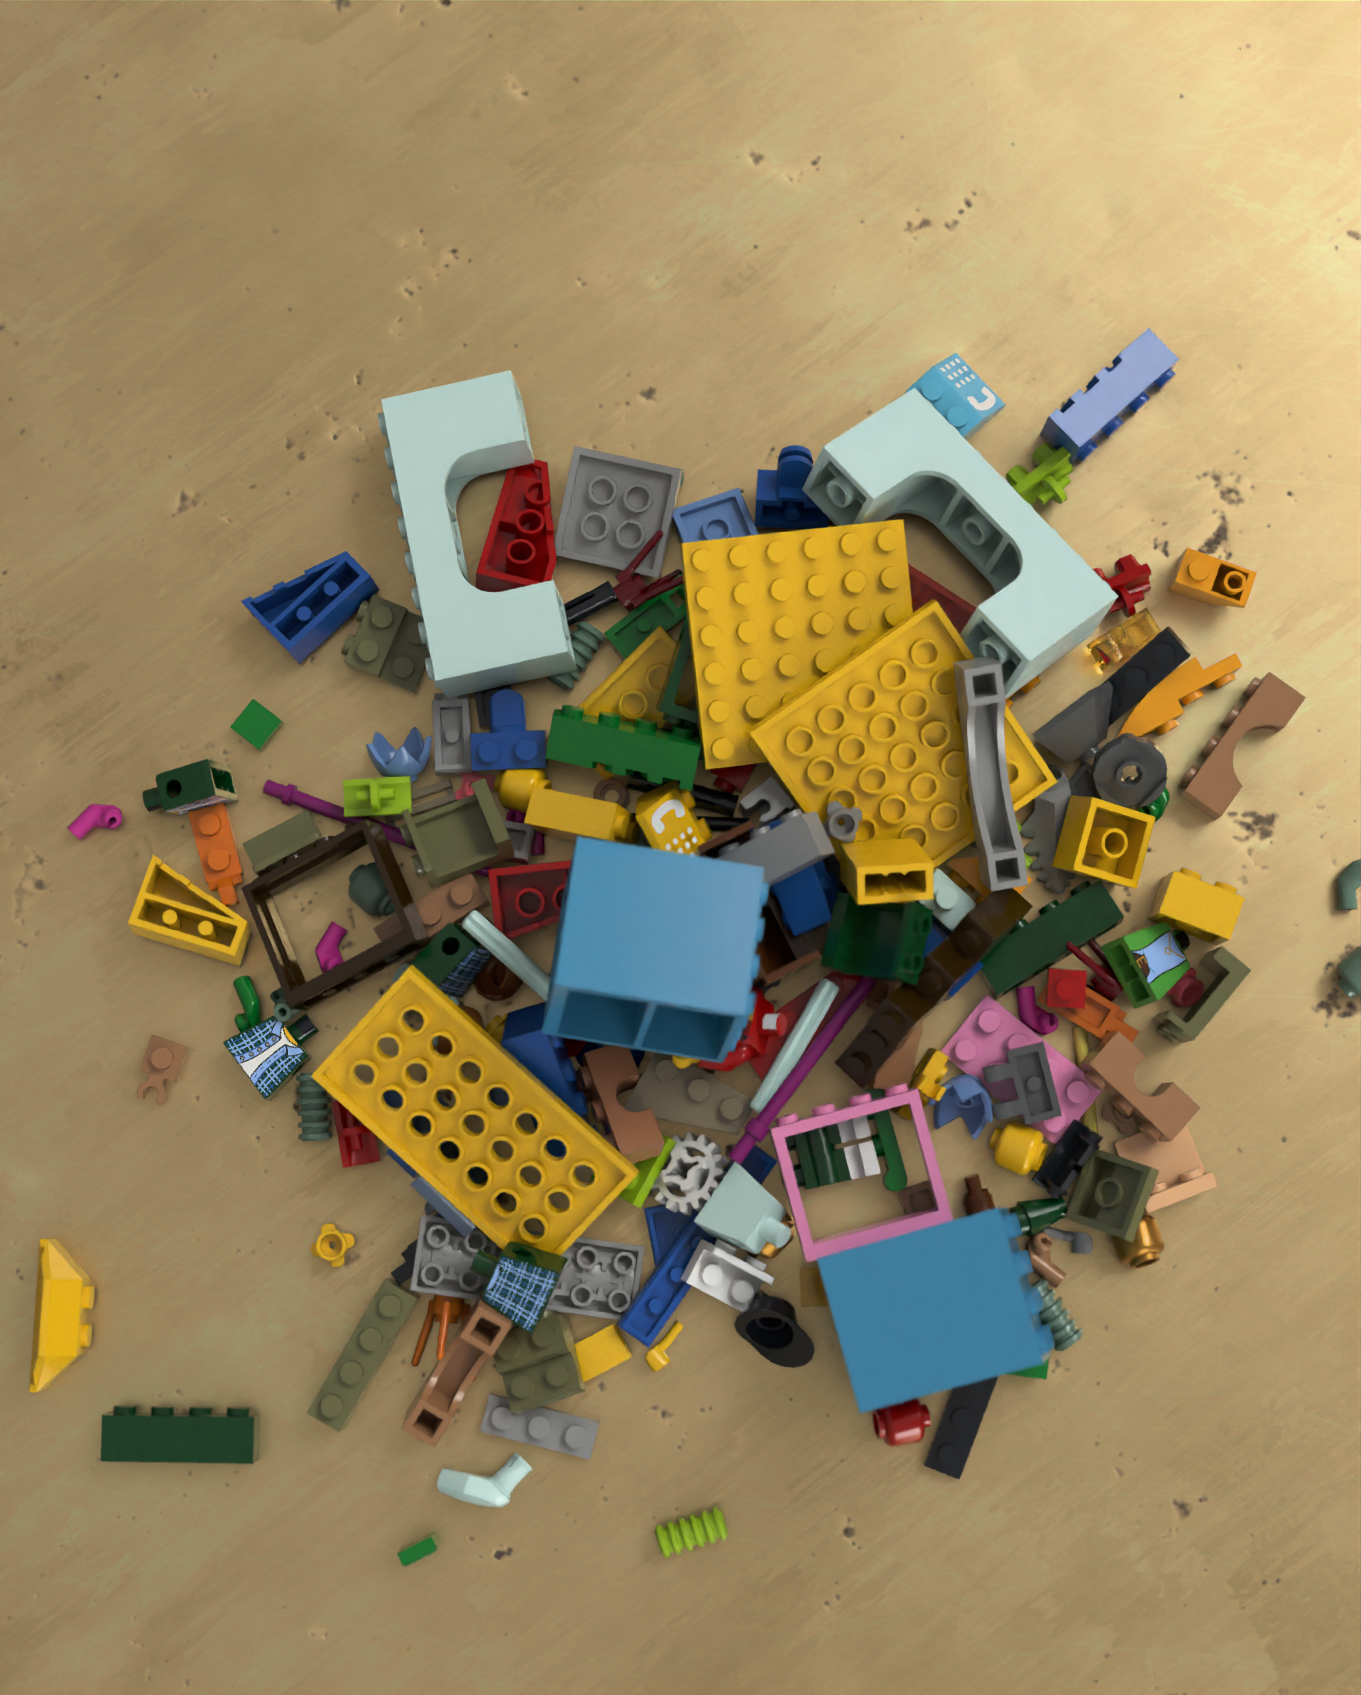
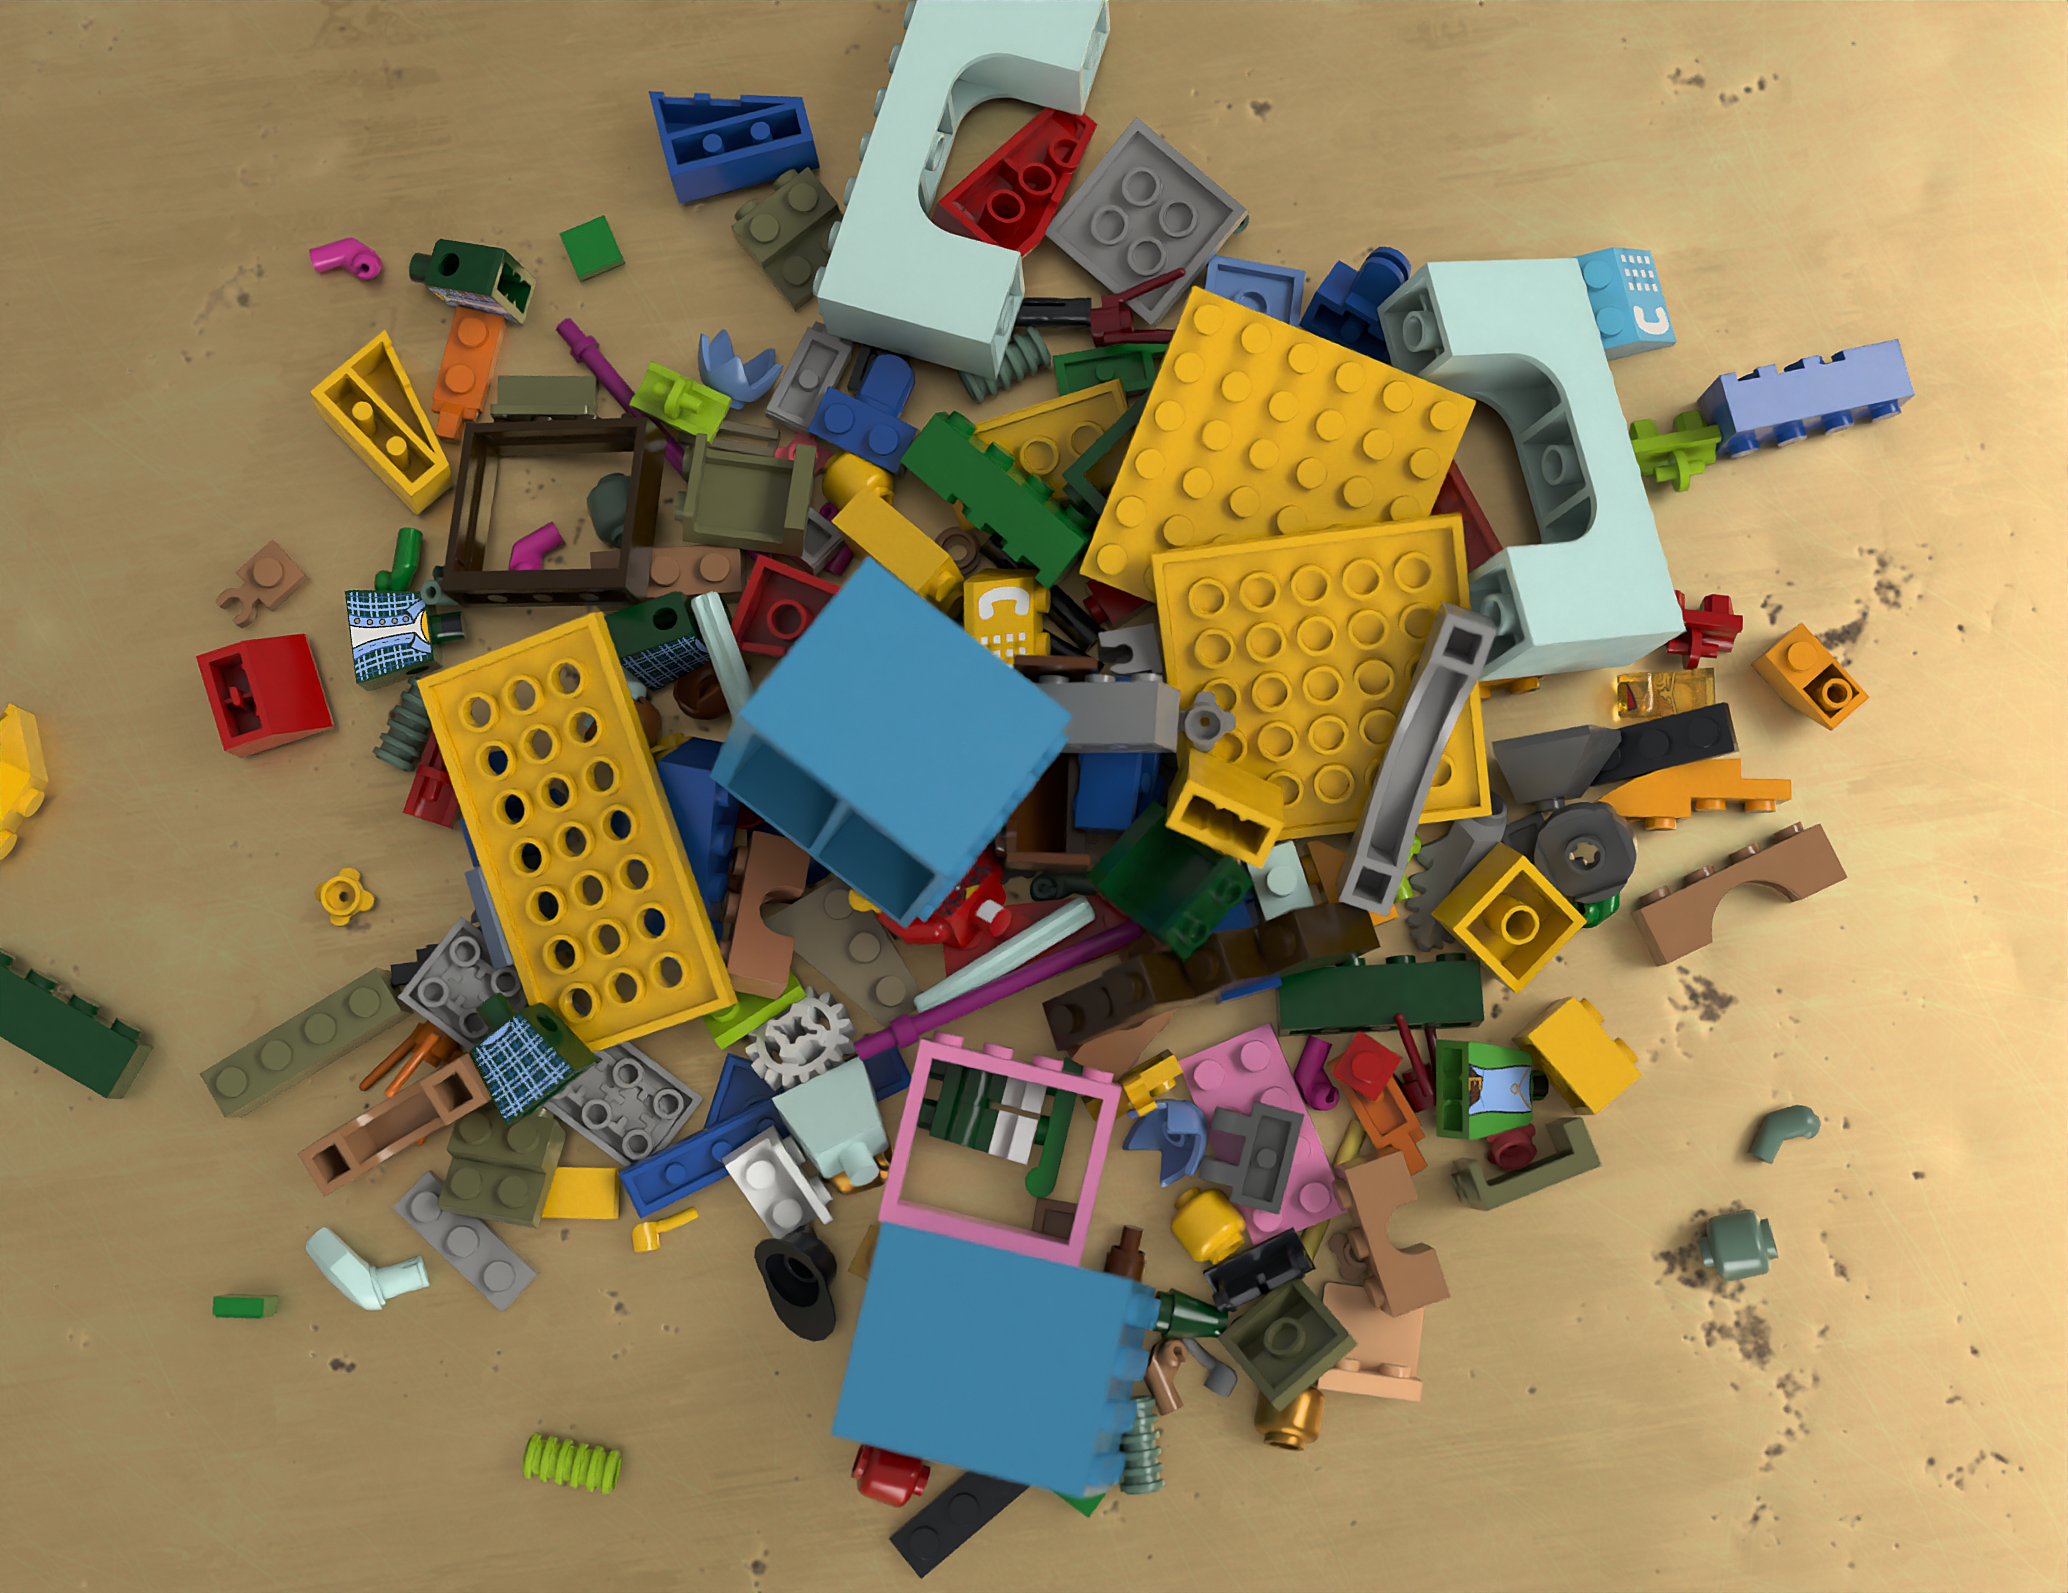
camera: 30 degrees right, 0 degrees up
(206, 1139) = (265, 693): none -> red slope
(798, 982) = (1059, 886): none -> sand green arm

